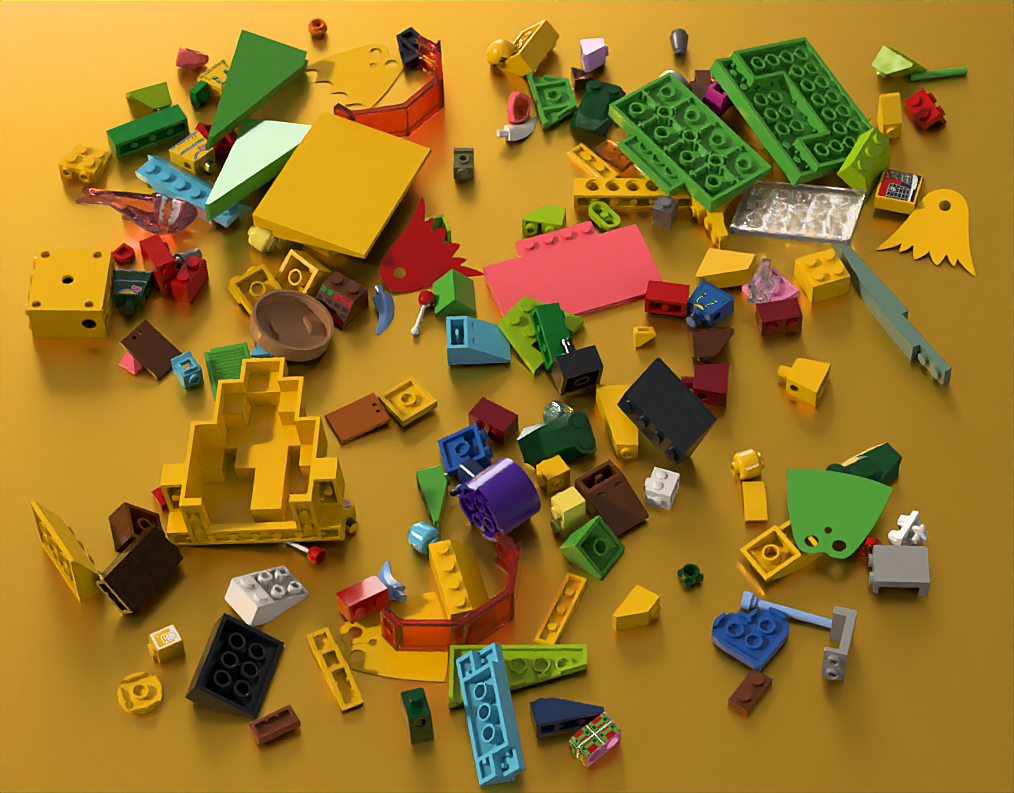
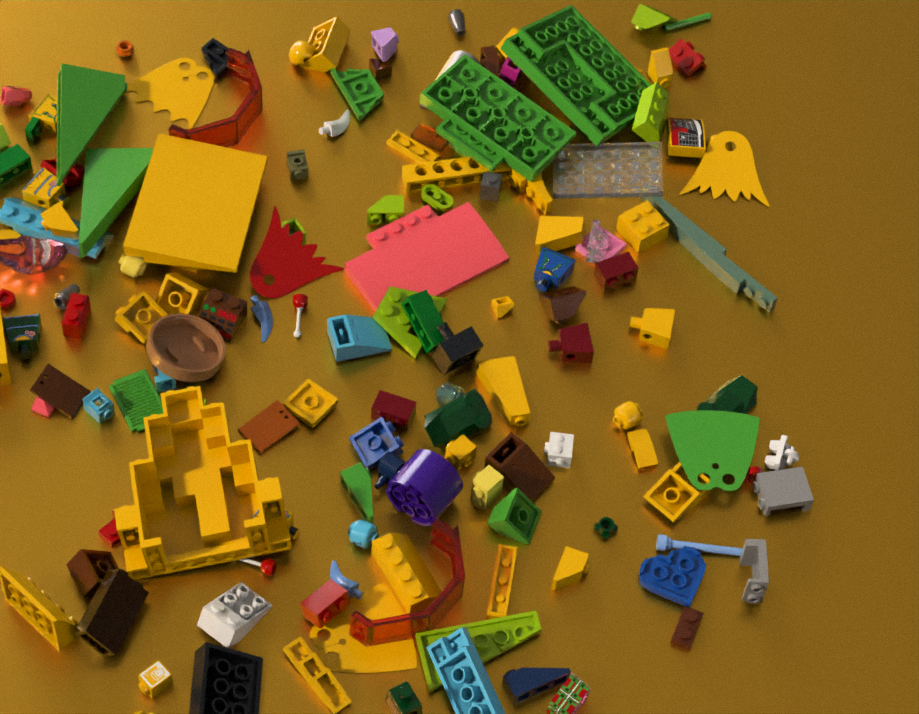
camera: 20 degrees left, 5 degrees up
(159, 261) = (43, 301): red brick -> none
(194, 183) = (59, 222): none -> yellow slope
(454, 295) = (323, 294): bright green slope -> none
(518, 107) = (332, 103): rock -> none
(594, 108) = (402, 94): dark green slope -> none
(667, 297) = (515, 268): red brick -> none
(667, 412) = (551, 380): black slope -> none

